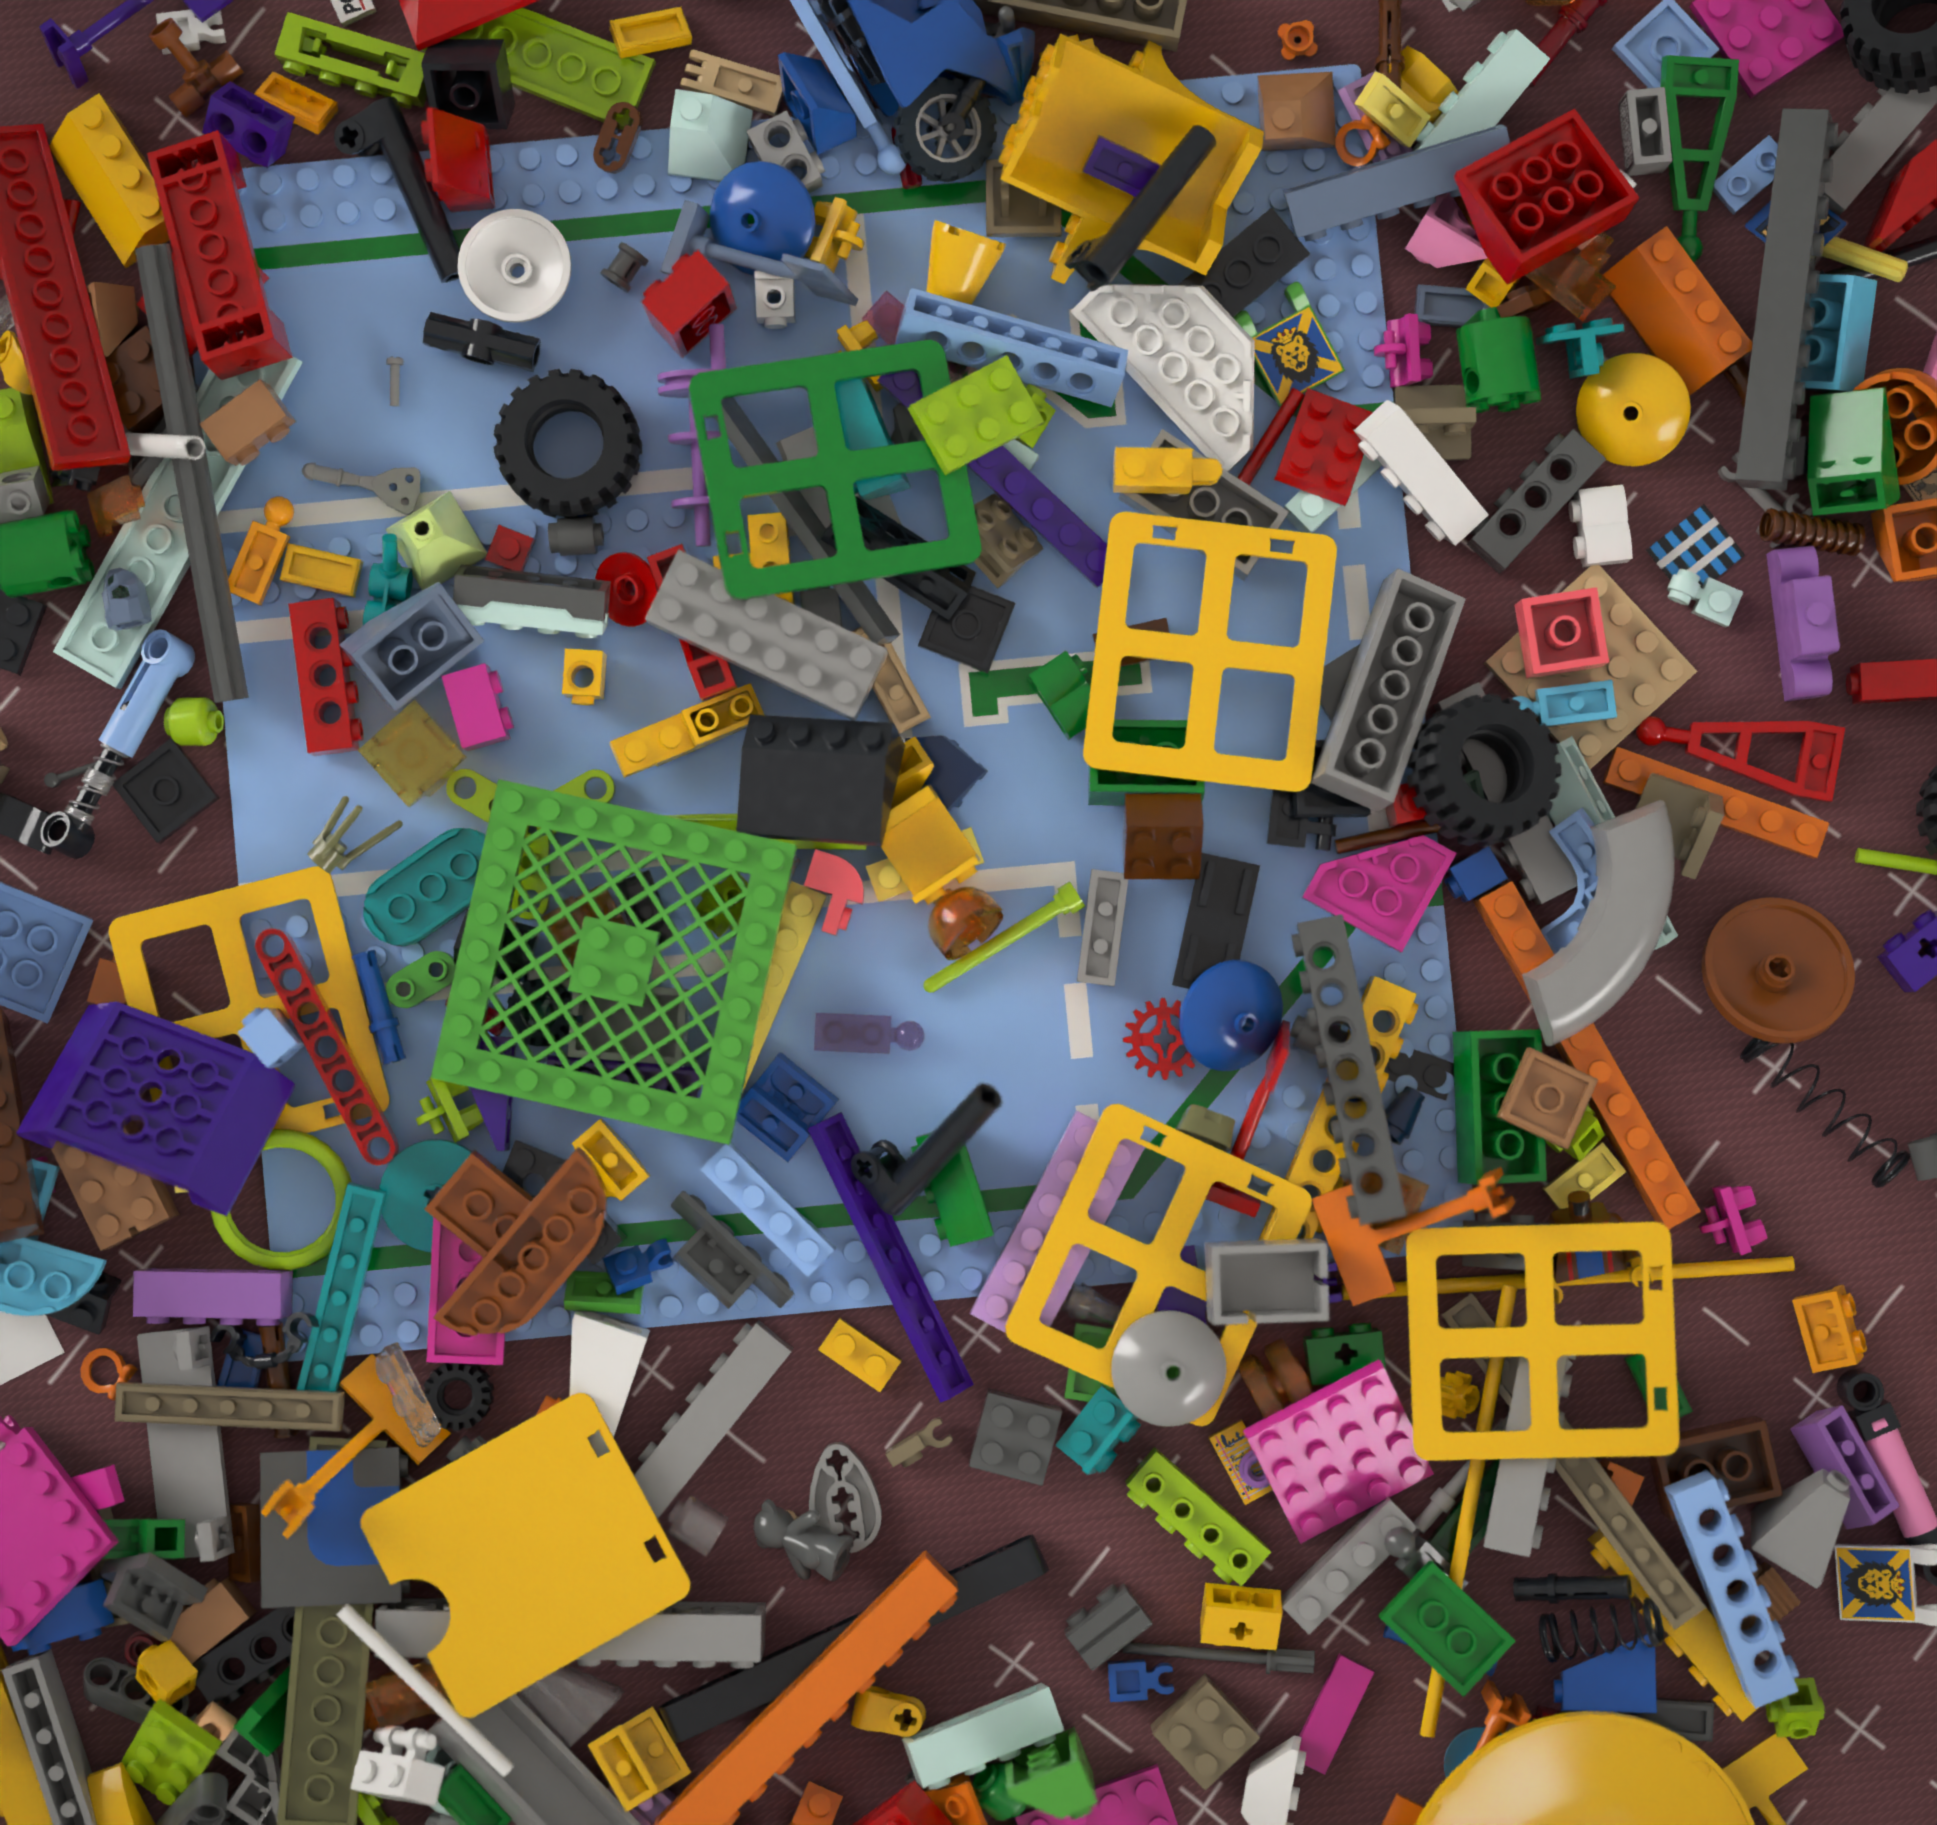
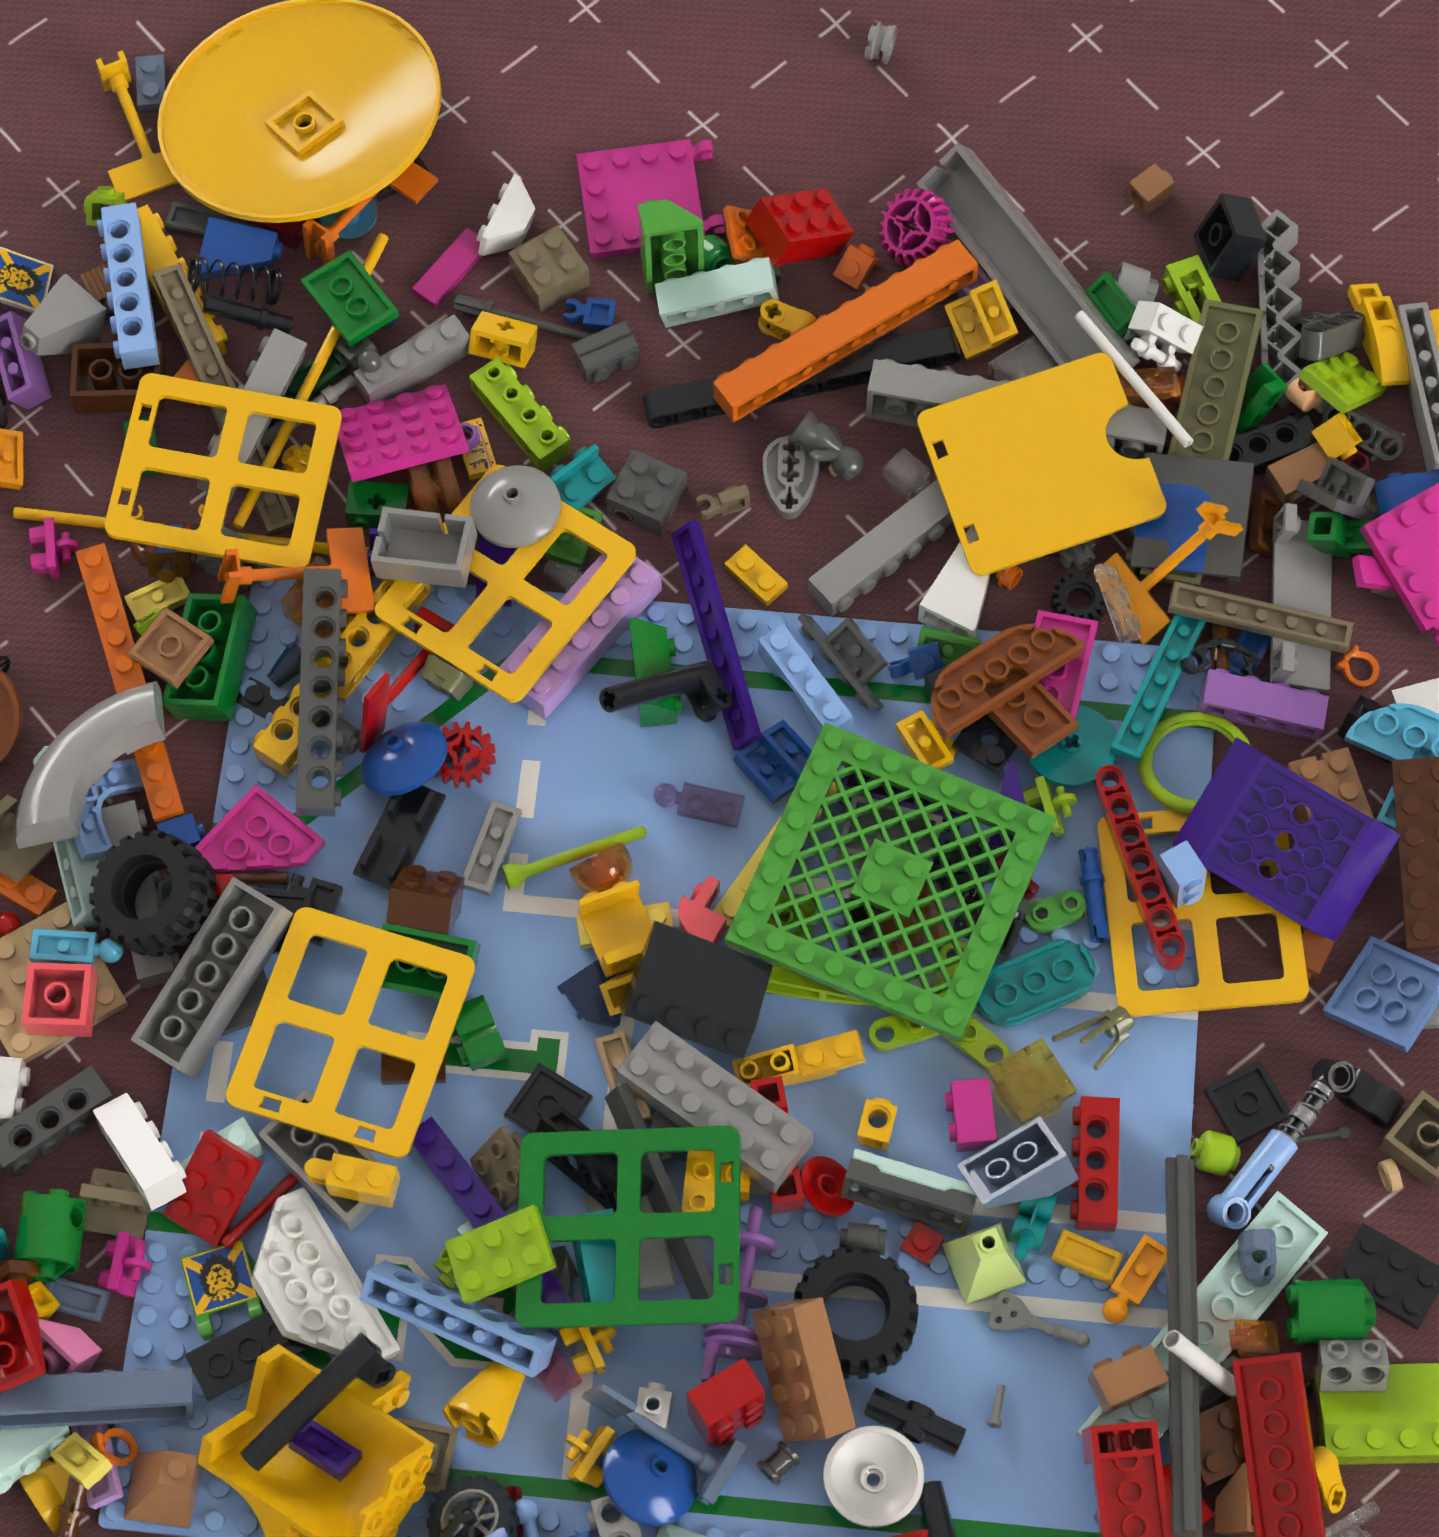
camera: 170 degrees left, 20 degrees down
(609, 355) = (803, 1369): none -> medium nougat piece

